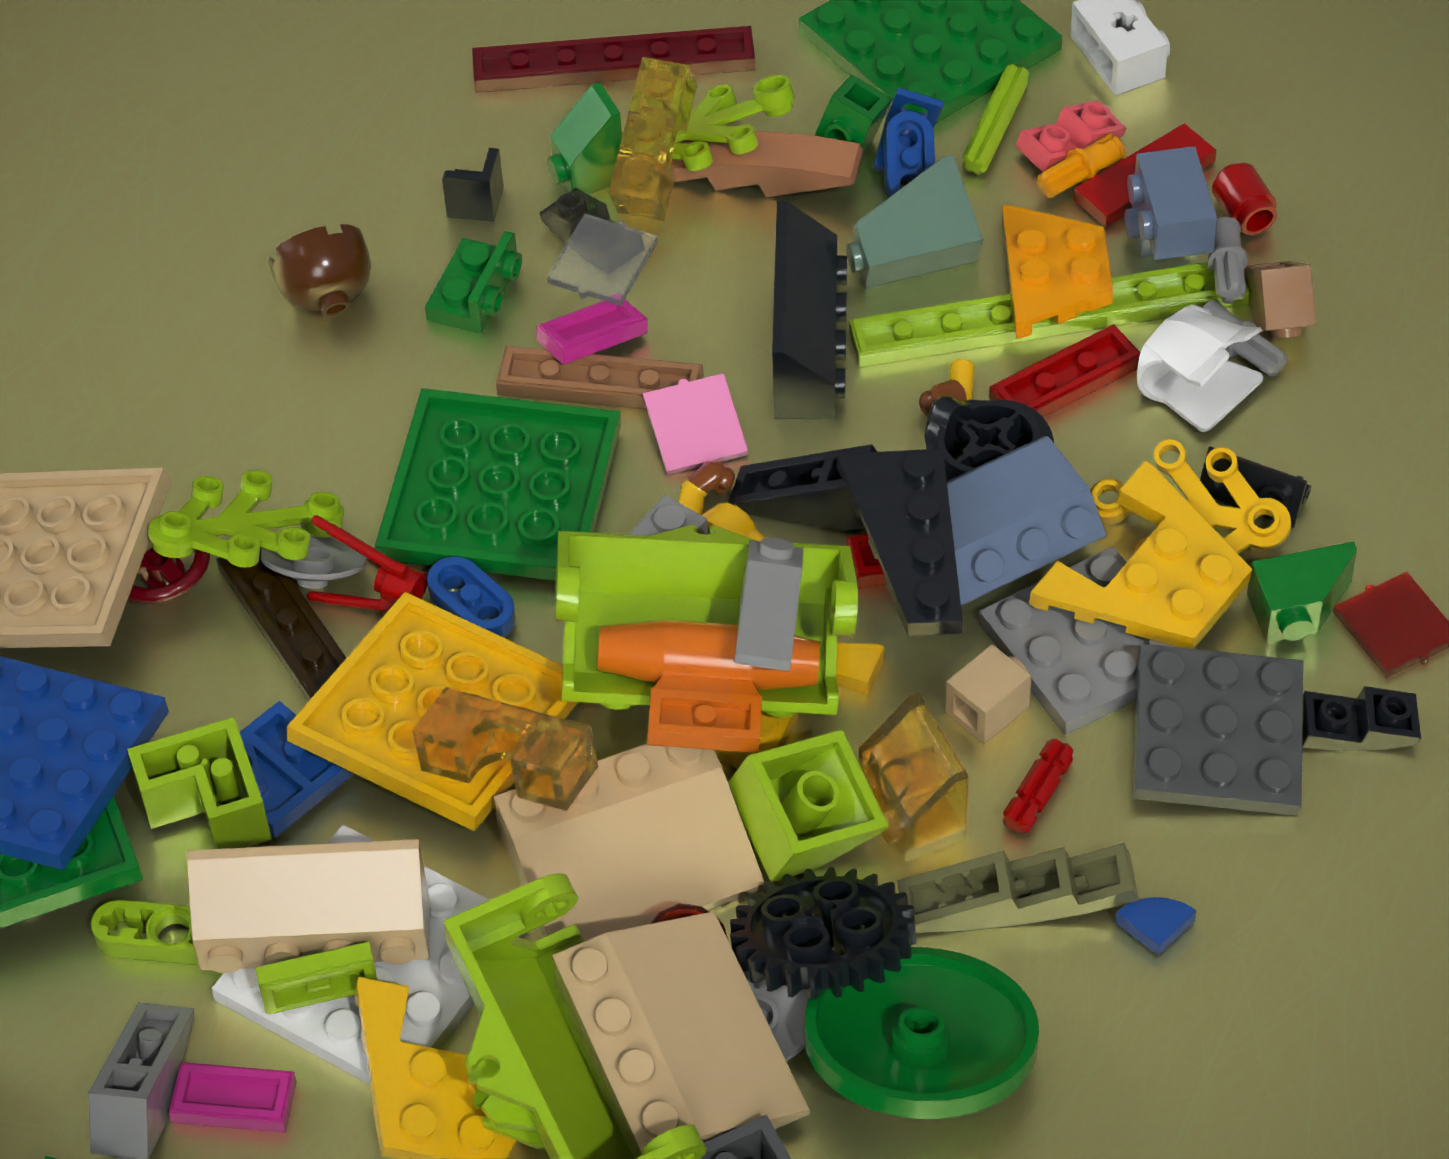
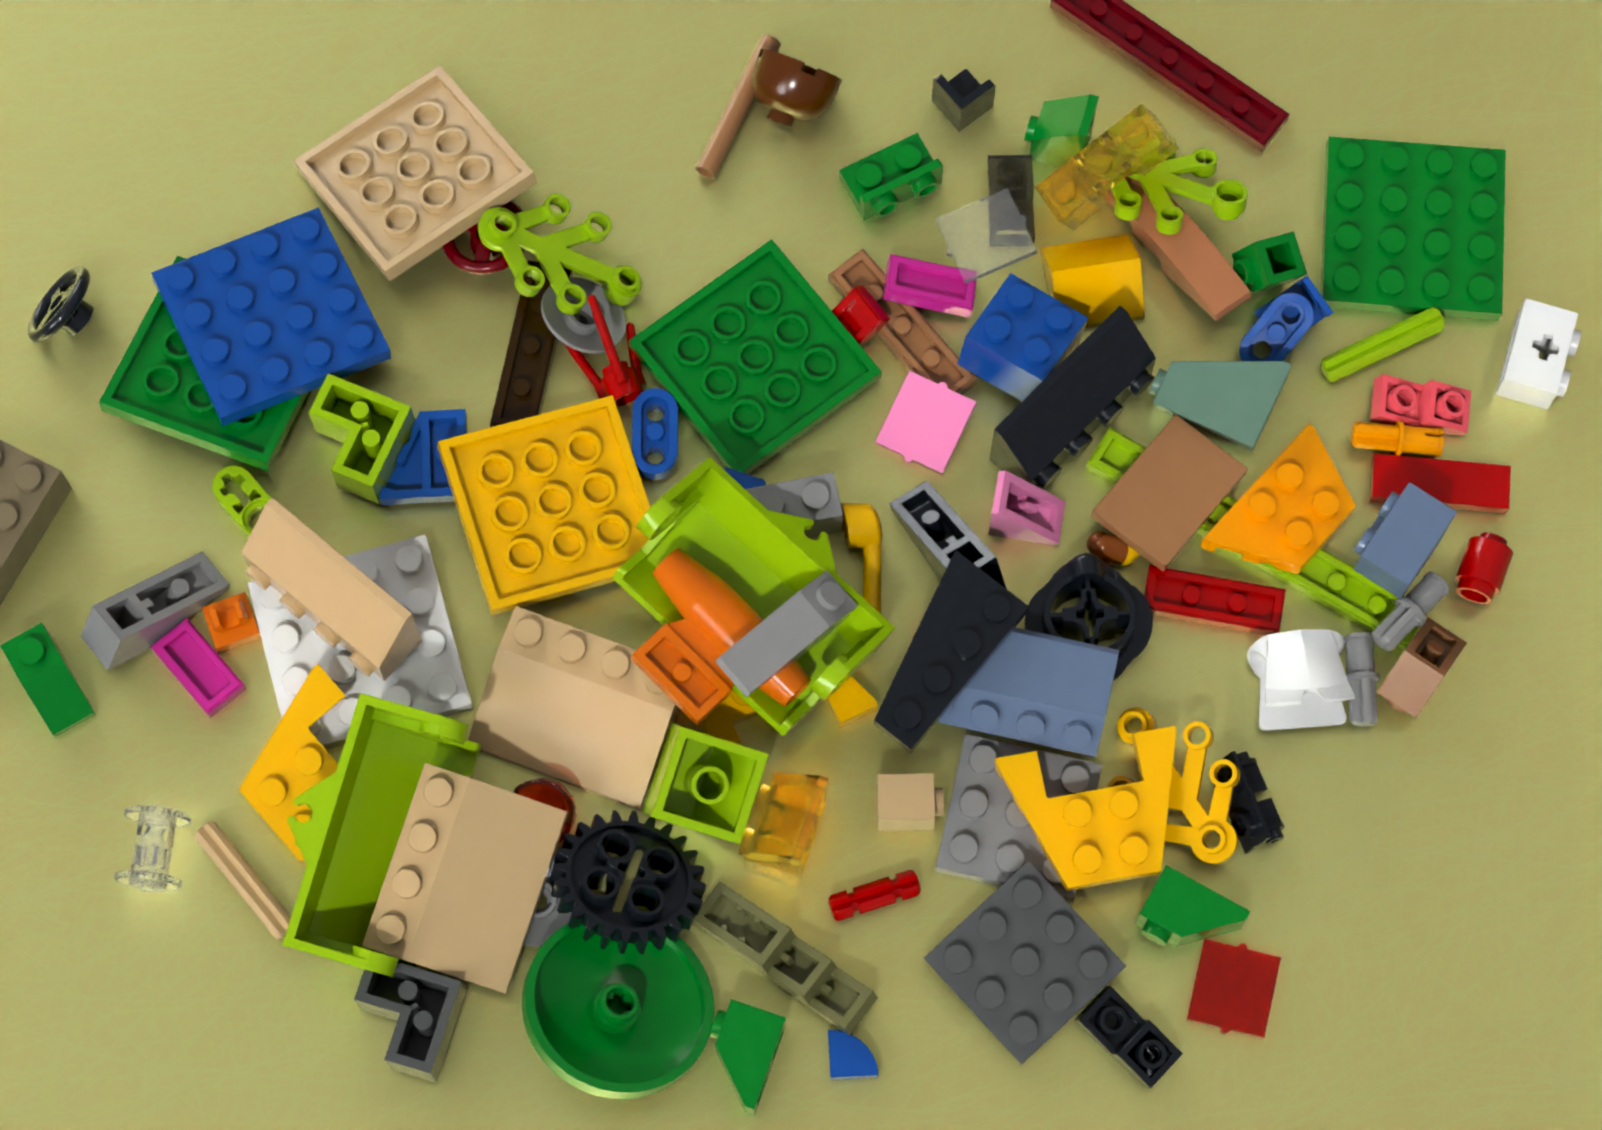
camera: 40 degrees right, 20 degrees up
(227, 1034) = (231, 622): none -> orange tile
(287, 332) = (733, 114): none -> medium nougat piece
(314, 977) = (298, 640): lime tile -> none
(546, 753) = (532, 549): clear yellow arch -> none
(557, 384) = (861, 315): none -> red tile
(708, 477) = (878, 474): dark orange arm -> none
(715, 304) = (1021, 338): none -> blue brick
(723, 236) = (1096, 277): none -> yellow slope
(843, 420) = (1025, 511): none -> bright pink slope
(950, 321) = (1169, 492): none -> medium nougat tile
(1070, 982) = (747, 1049): none -> green slope

